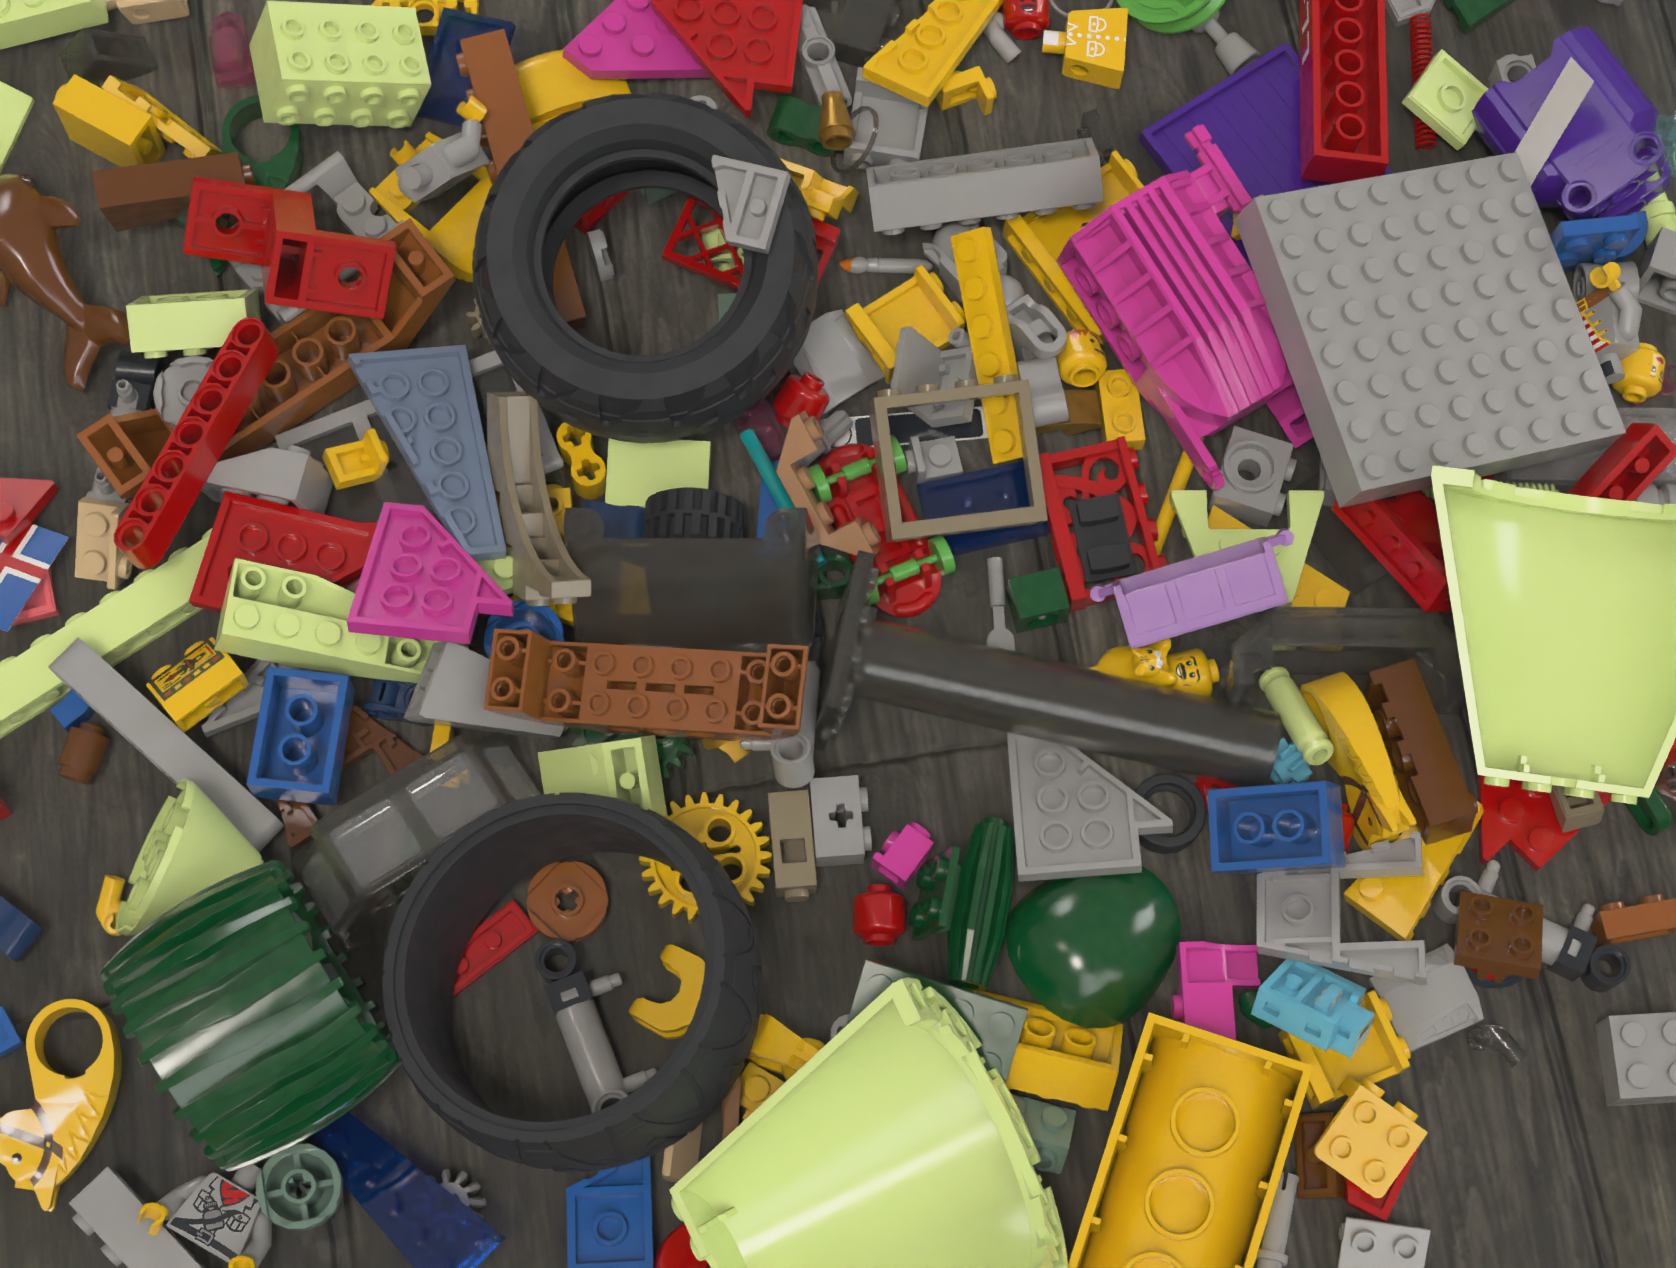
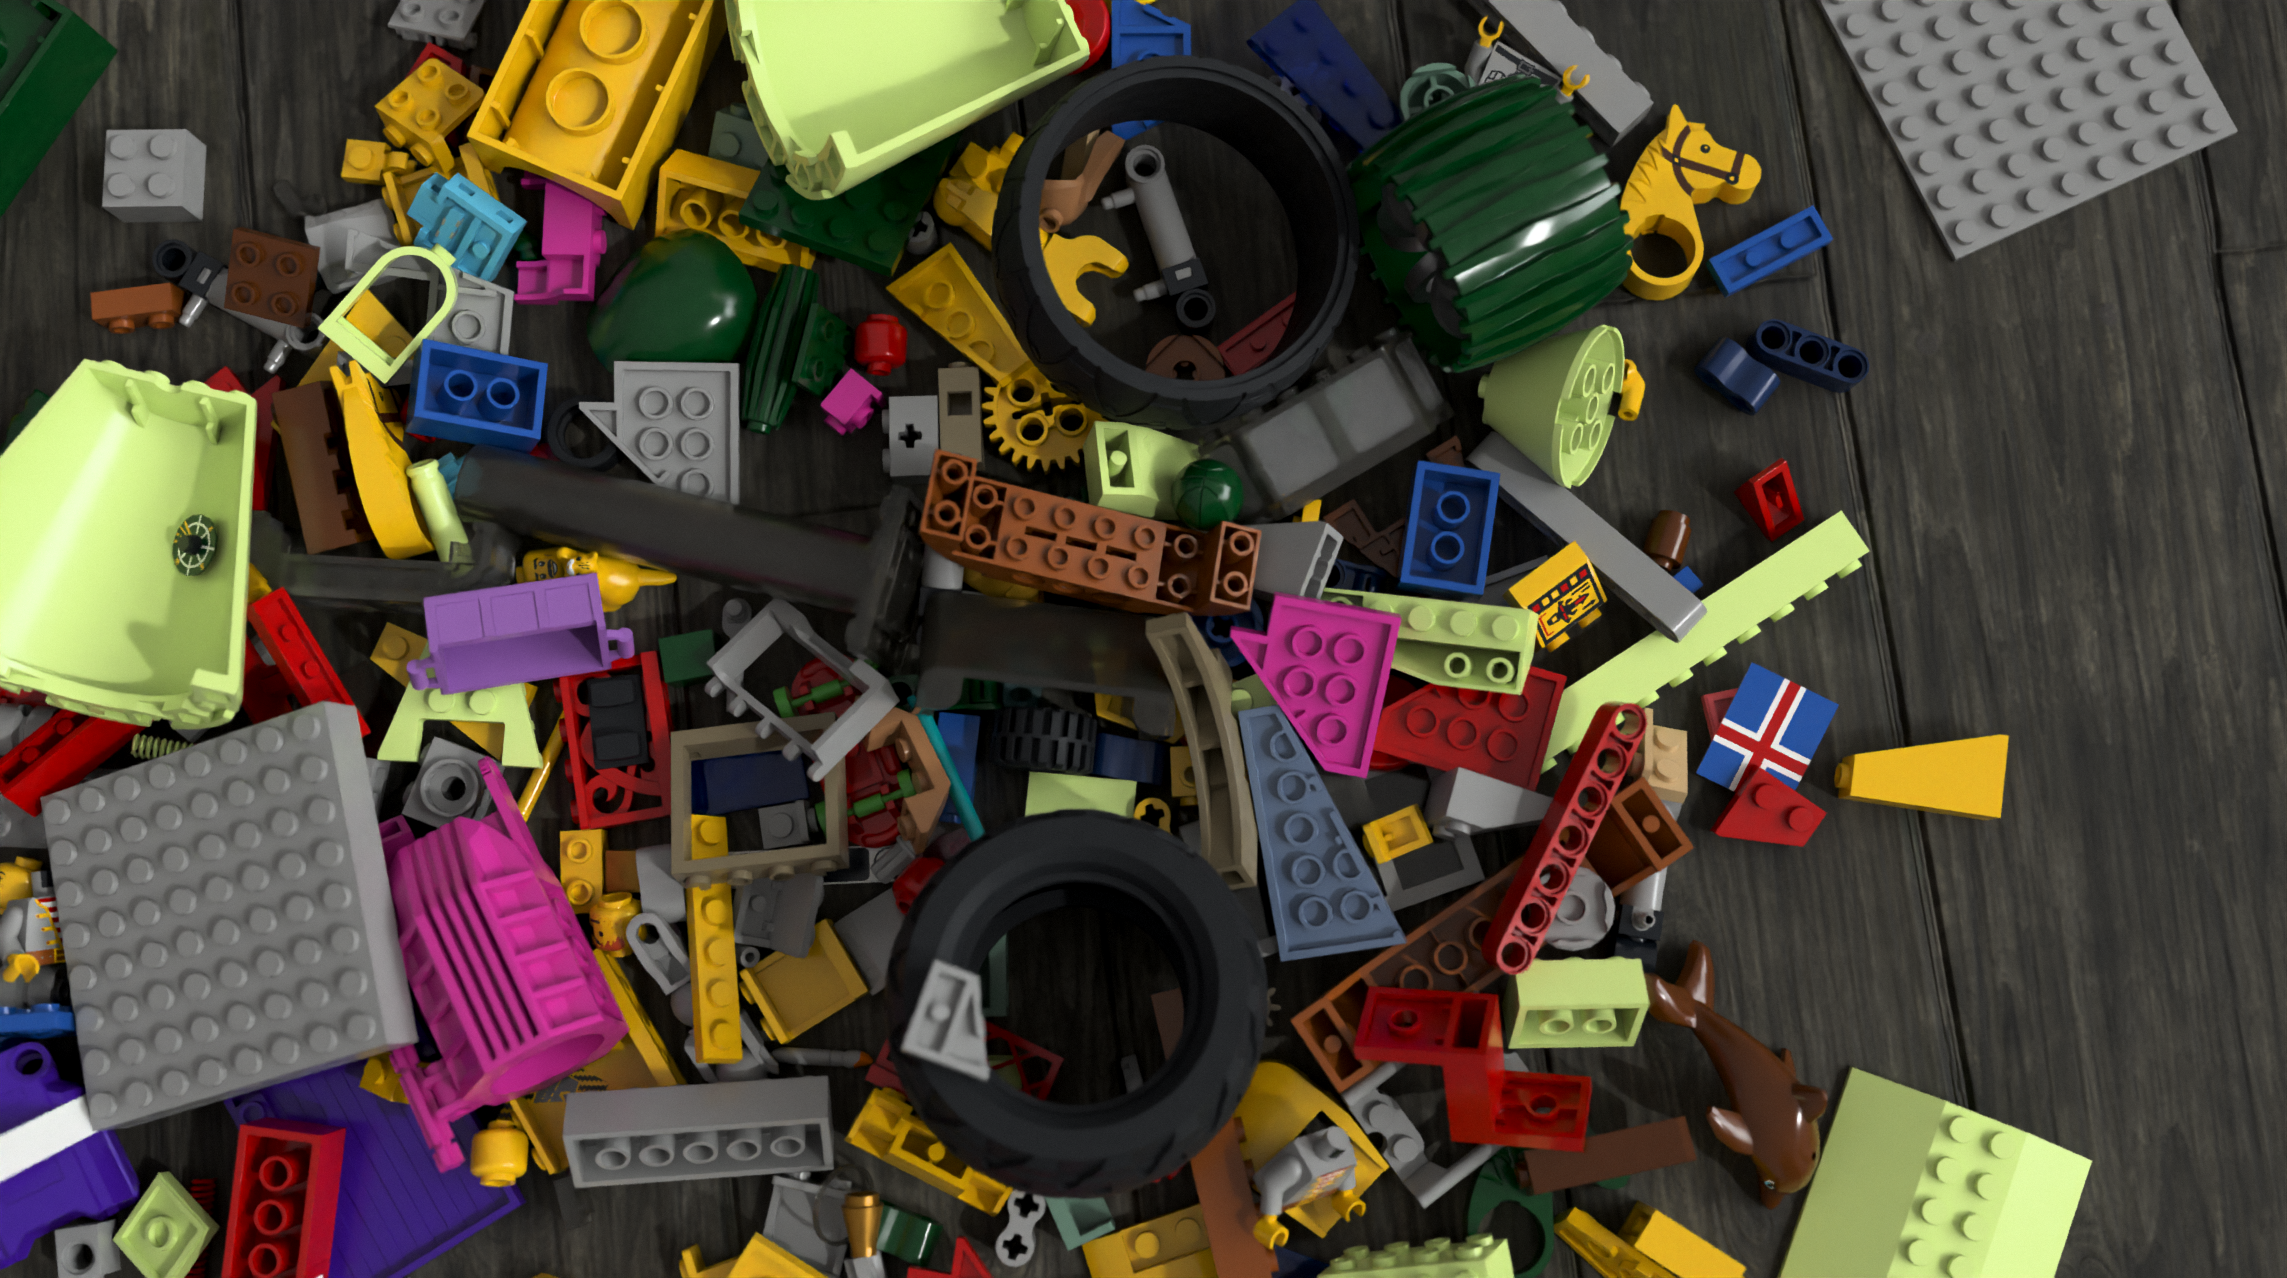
camera: 170 degrees left, 10 degrees up
(538, 750) = (1207, 494): none -> dark green piece
(801, 955) = (960, 311): none -> yellow wing
(931, 620) = (846, 732): none -> light grey hinge
(1160, 157) = (499, 1154): none -> yellow head
(1390, 860) = (362, 347): none -> yellowish green window
(1429, 1089) = (368, 161): none -> yellow plate
(1519, 651) = (194, 545): none -> dark green piece

